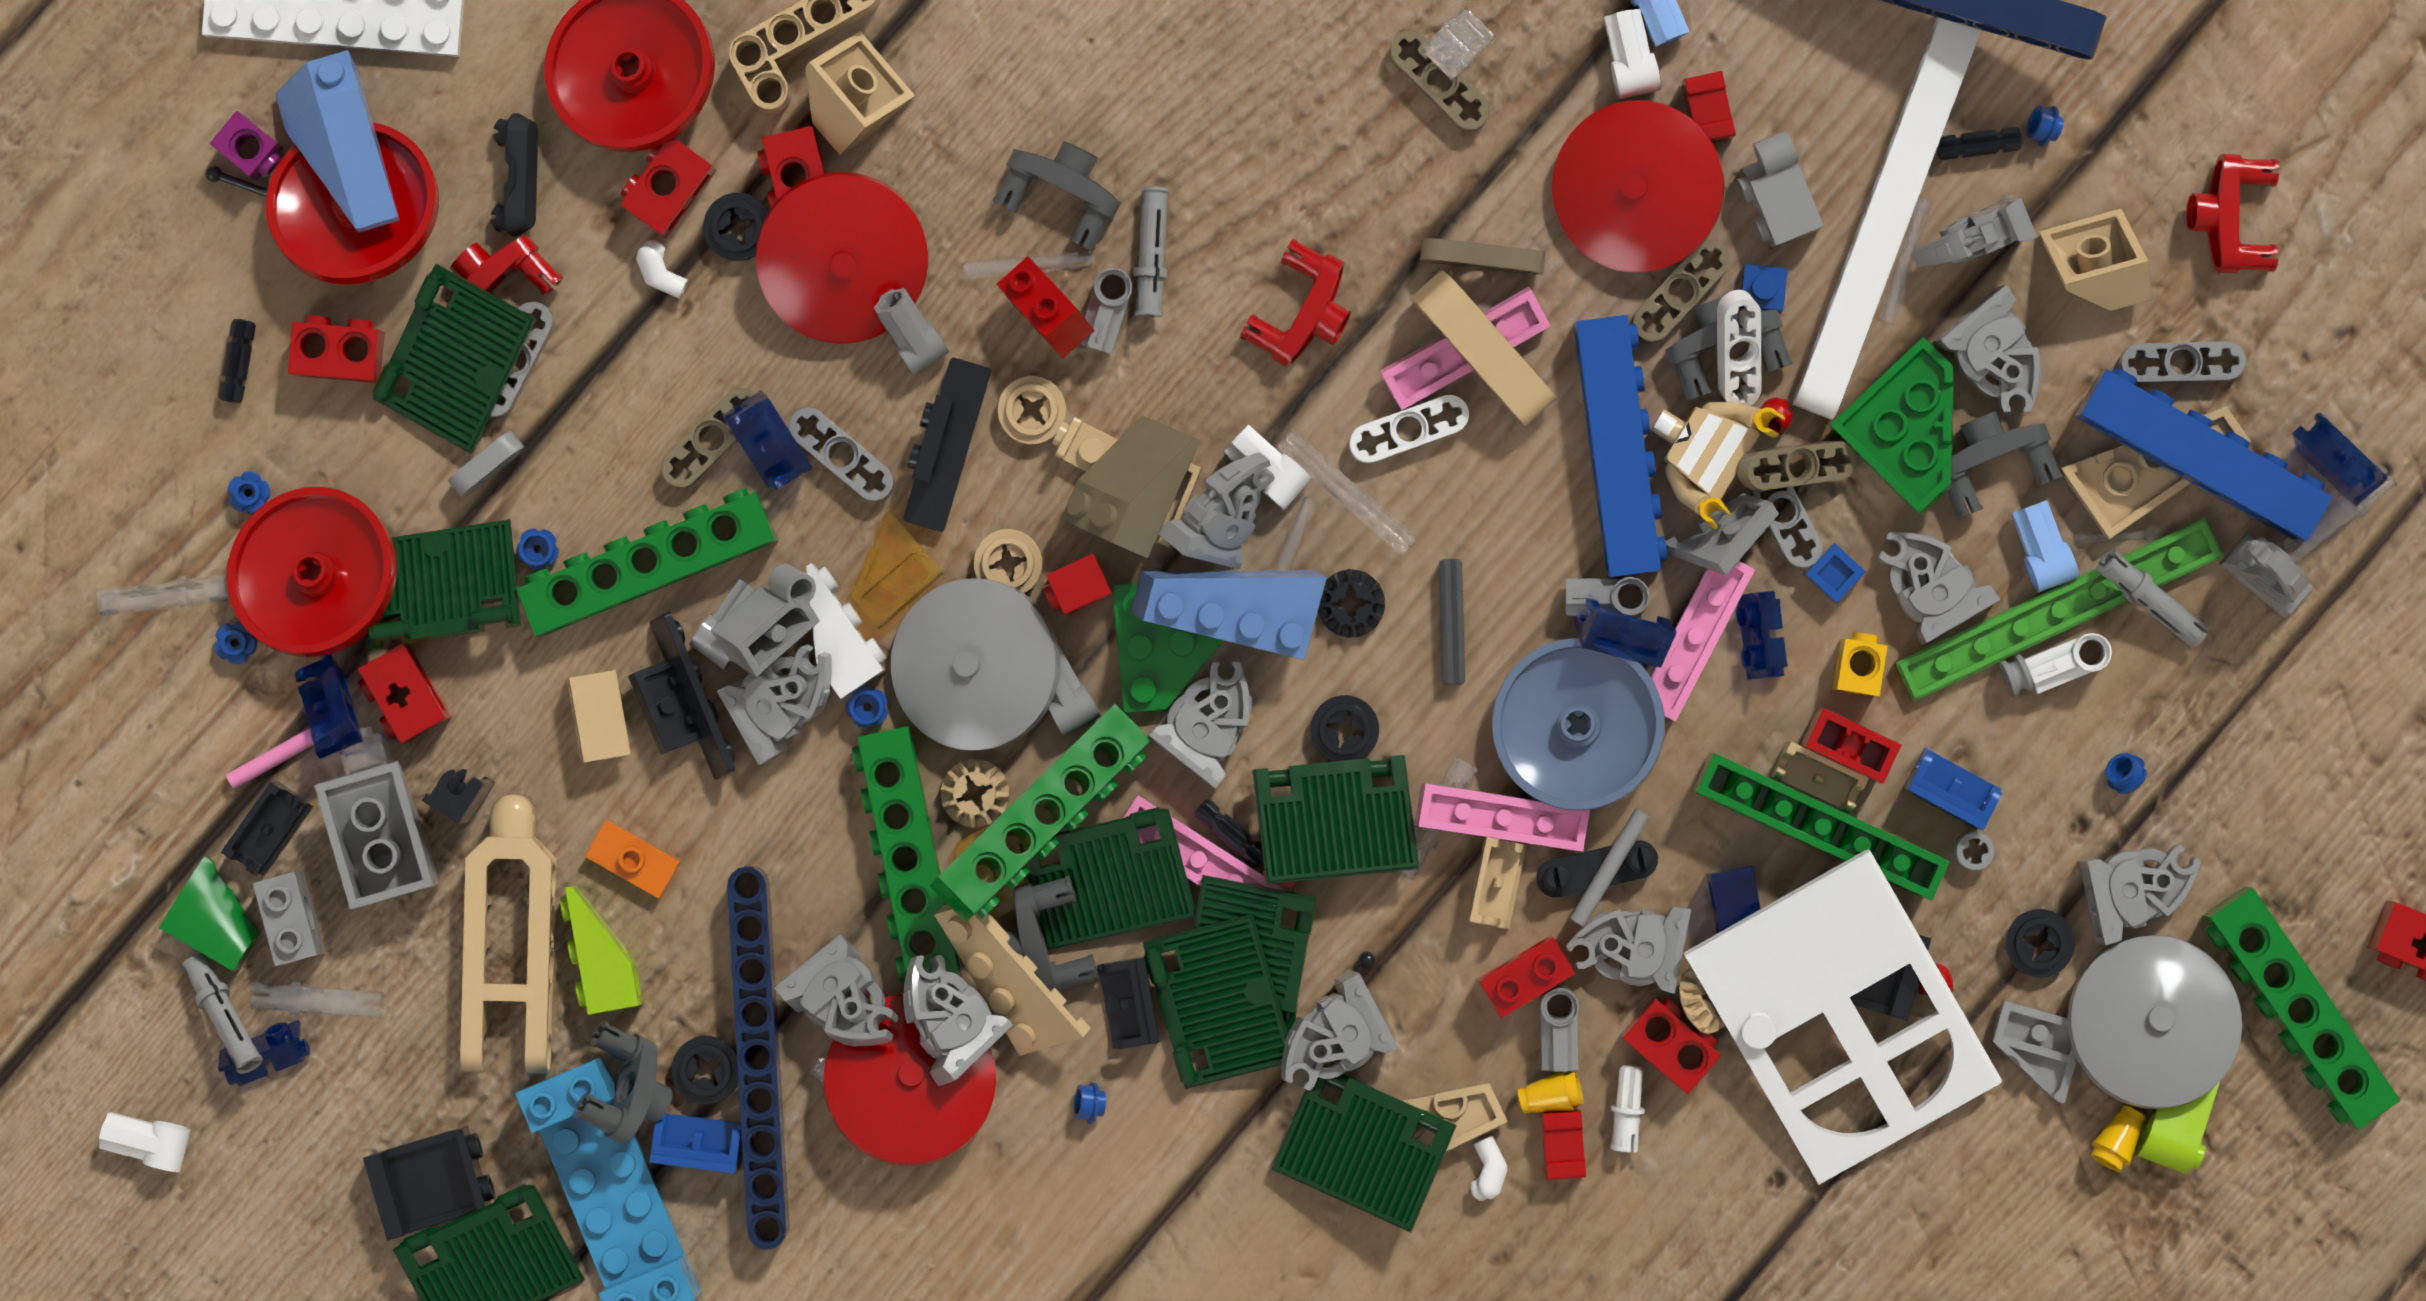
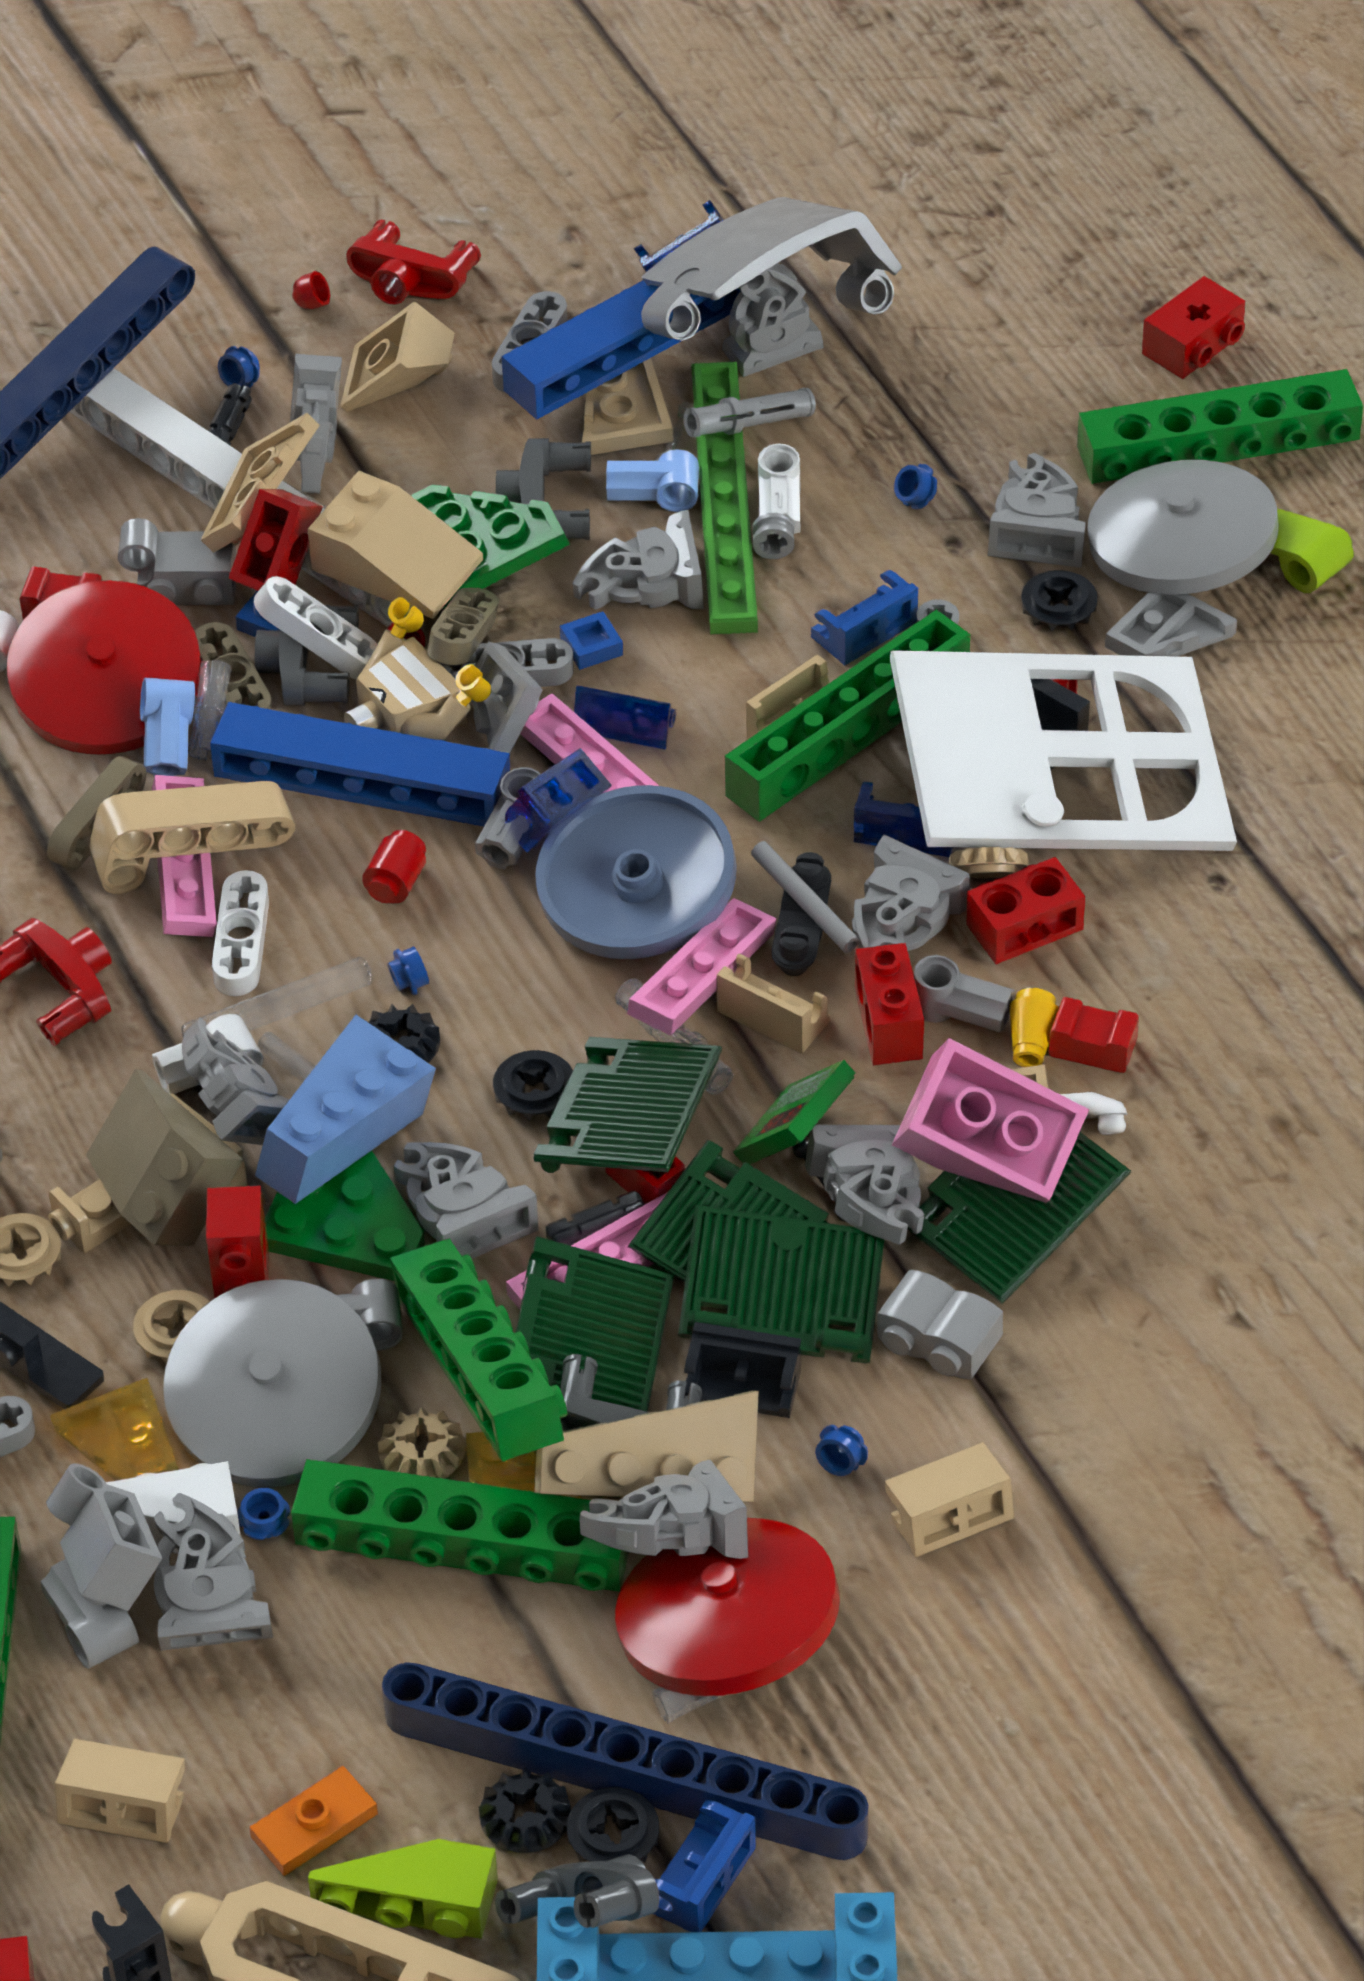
camera: 70 degrees left, 40 degrees down
(676, 702) = (150, 1691): black bracket -> none
(714, 989) = (532, 1830): none -> black gear
(835, 993) = (593, 1633): light grey piece -> none
(1074, 1198) = (950, 1499): none -> tan hinge
(1227, 1132) = (939, 1324): none -> light grey brick
(1377, 950) = (795, 1113): none -> green tile
(1402, 1112) = (989, 1123): none -> bright pink slope
(1418, 581) = (408, 970): none -> blue plate
(1452, 621) = (471, 959): dark grey axle -> none
(1517, 524) = (395, 867): none -> red brick
(1597, 268) = (167, 712): none -> light blue piece
(1625, 296) = (208, 706): none -> clear pin
(1627, 1109) = (1079, 969): white axle -> none
(1812, 274) = (274, 538): none -> red brick
(1844, 378) = (390, 546): none -> tan slope
(1845, 679) = (699, 646): yellow brick -> none
(1851, 745) = (771, 658): red brick -> none
(1867, 227) = (259, 467): none -> tan wing
(1995, 345) = (438, 455): light grey piece -> none
(2118, 1139) = (1296, 596): yellow cone -> none
(2167, 143) = (311, 291): none -> red hinge
(2300, 545) = (755, 241): none -> light grey panel

